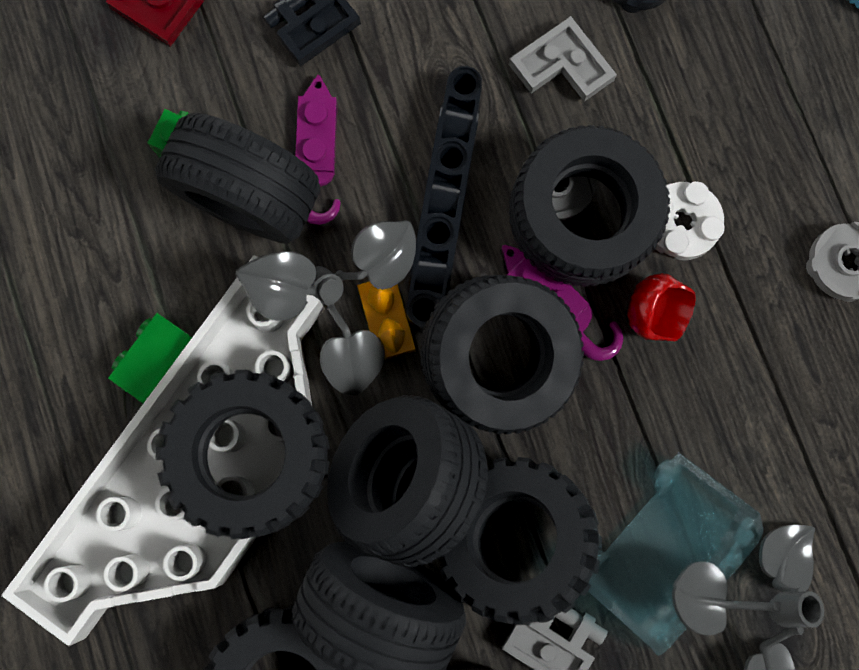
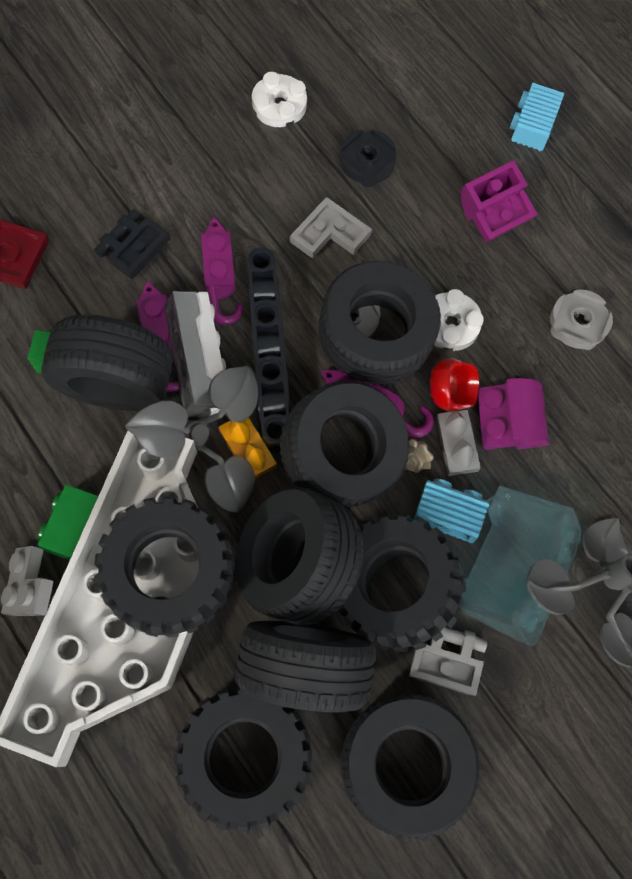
camera: 20 degrees left, 10 degrees down
(80, 430) = (25, 591): none -> light grey plate
(353, 178) = (194, 349): none -> dark grey piece
(409, 81) = (219, 269): none -> magenta plate
(590, 386) = (418, 457): none -> dark tan plant
(610, 464) = (452, 510): none -> medium azure brick
(644, 379) = (457, 442): none -> light grey tile
(724, 364) = (513, 415): none -> magenta brick
(791, 76) = (497, 201): none -> magenta brick

